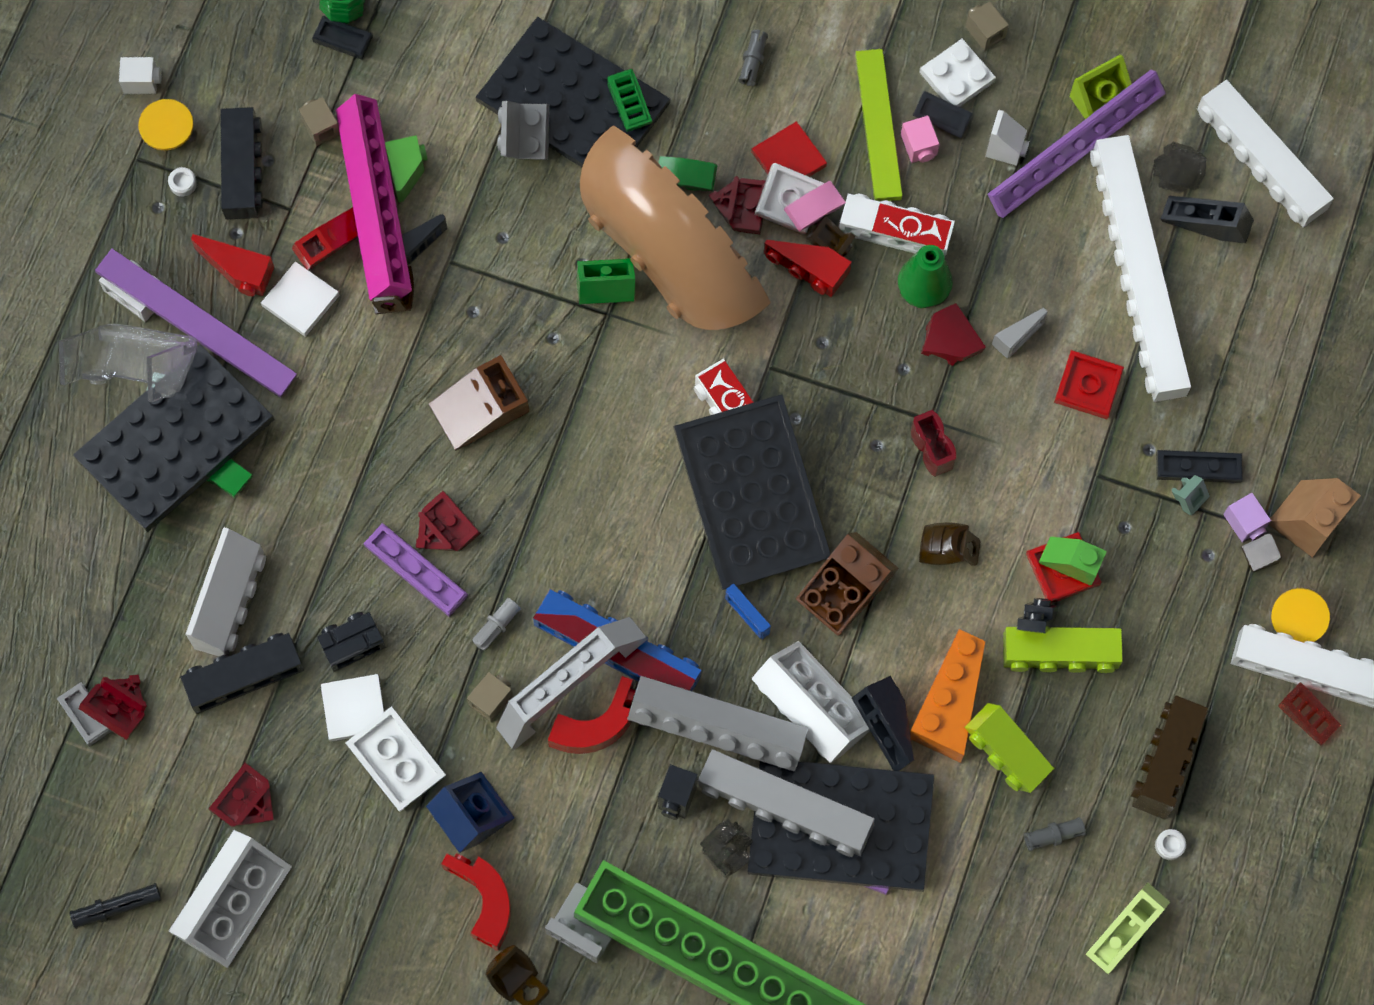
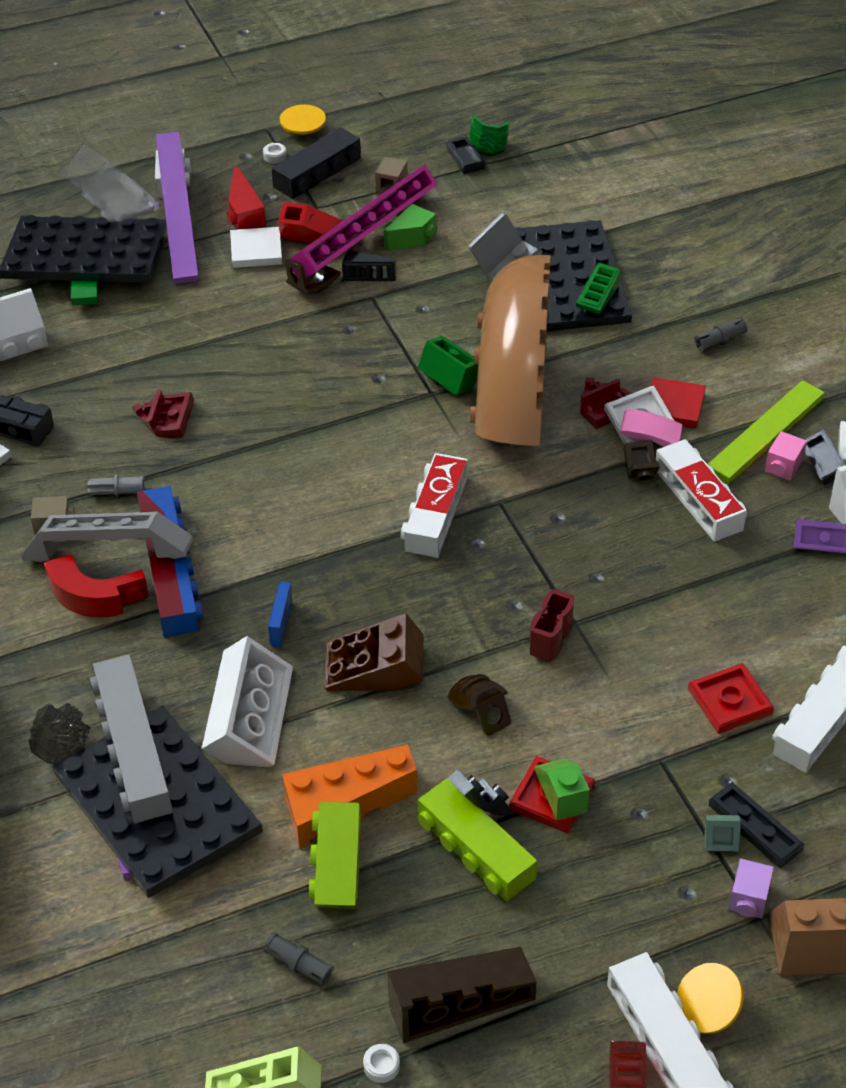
camera: 50 degrees right, 25 degrees down
(139, 75) = (321, 91): white brick -> none
(415, 570) = (115, 422): medium lavender tile -> none
(480, 403) = (282, 367): slope -> none
(677, 792) = (73, 662): black brick -> none
(692, 173) = (588, 356): green slope -> none
(717, 723) = (159, 650): light grey brick -> none
(752, 491) = (378, 542): black plate -> none
(814, 264) = (610, 465): red slope -> none
(887, 719) = (286, 748): black slope -> none
(925, 278) = (683, 527): green cone -> none
(951, 336) = (656, 582): dark red slope -> none
(1014, 336) = (708, 618): light grey slope -> none
(1262, 552) = (734, 928): slope -> none

